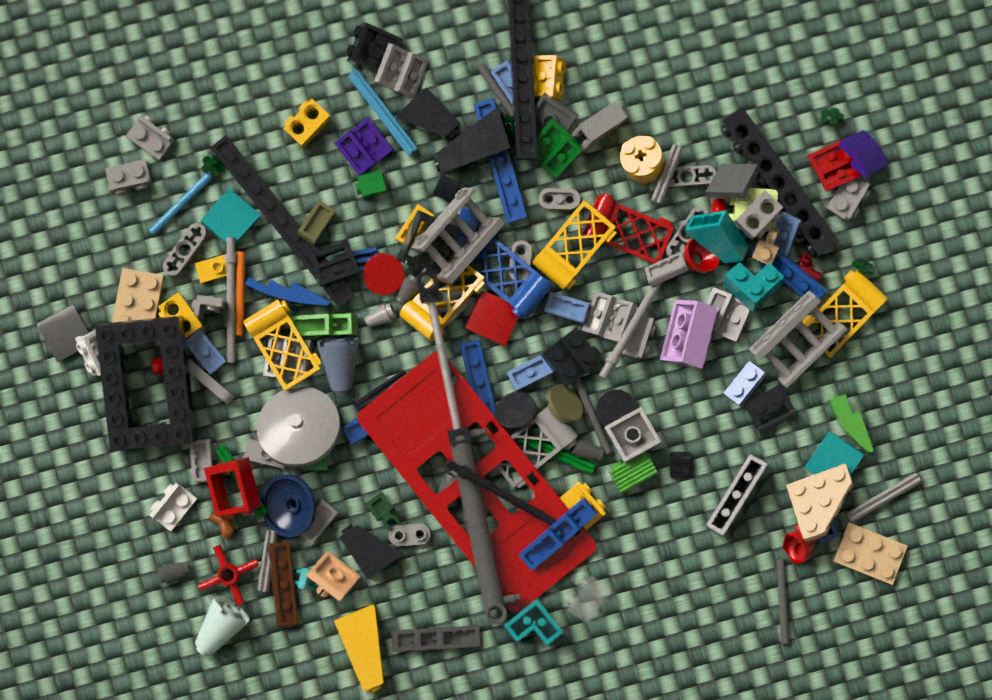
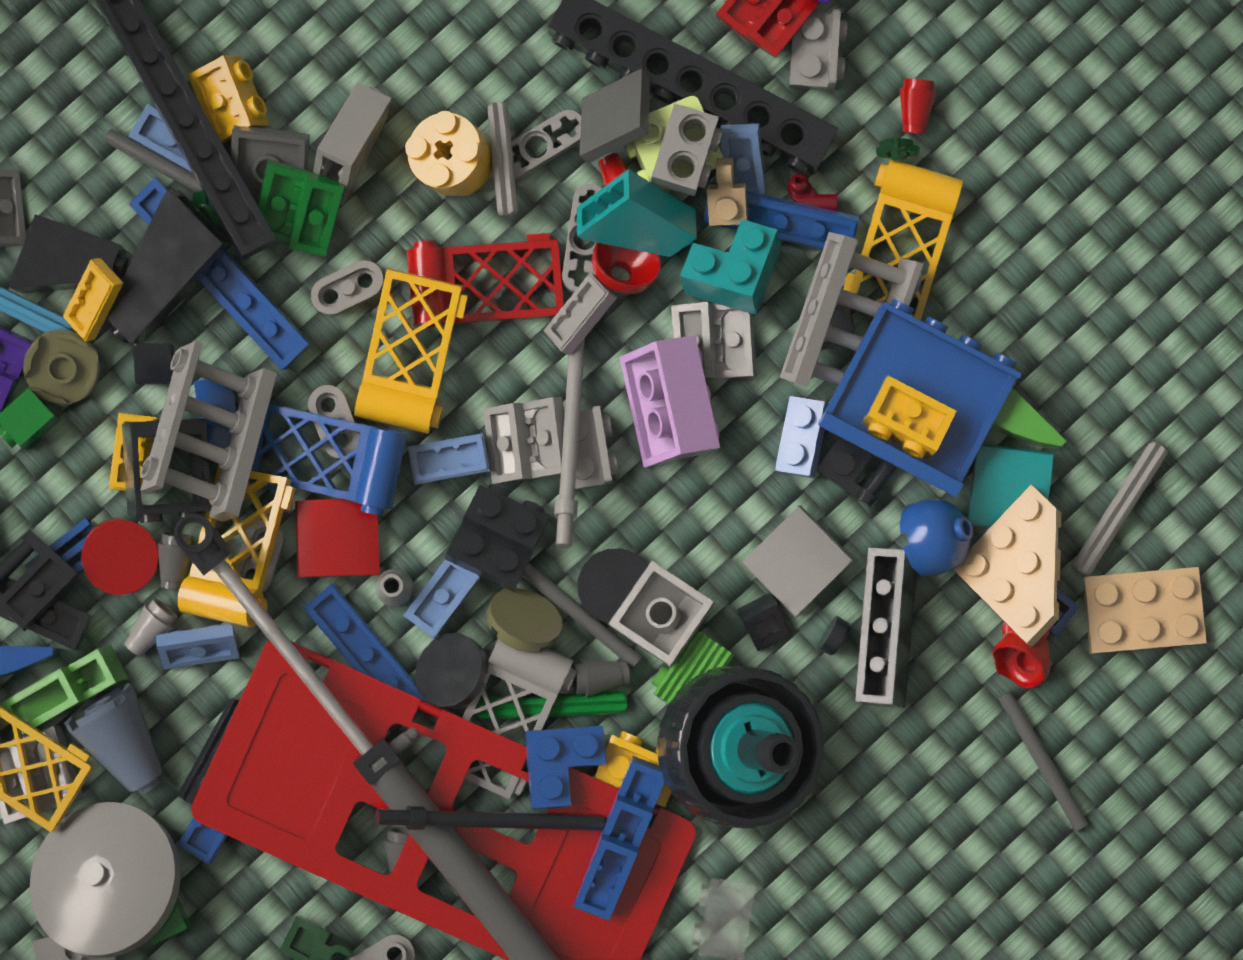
camera: 30 degrees left, 0 degrees up
(399, 336) = (198, 646): none -> medium blue plate
(401, 167) = (61, 367): none -> olive tile
(433, 142) = (92, 299): none -> yellow plate
(508, 362) = (404, 592): none -> light grey cone
(545, 476) = (551, 755): none -> blue plate
(638, 518) = (740, 746): none -> black wheel
(711, 488) = (834, 635): none -> black tile
(712, 443) = (797, 560): none -> light grey slope
(786, 465) = (936, 536): none -> blue cylinder
(801, 401) = (908, 418): none -> yellow bracket
(812, 393) = (935, 366): none -> blue panel
(883, 249) = (916, 104): none -> red cone

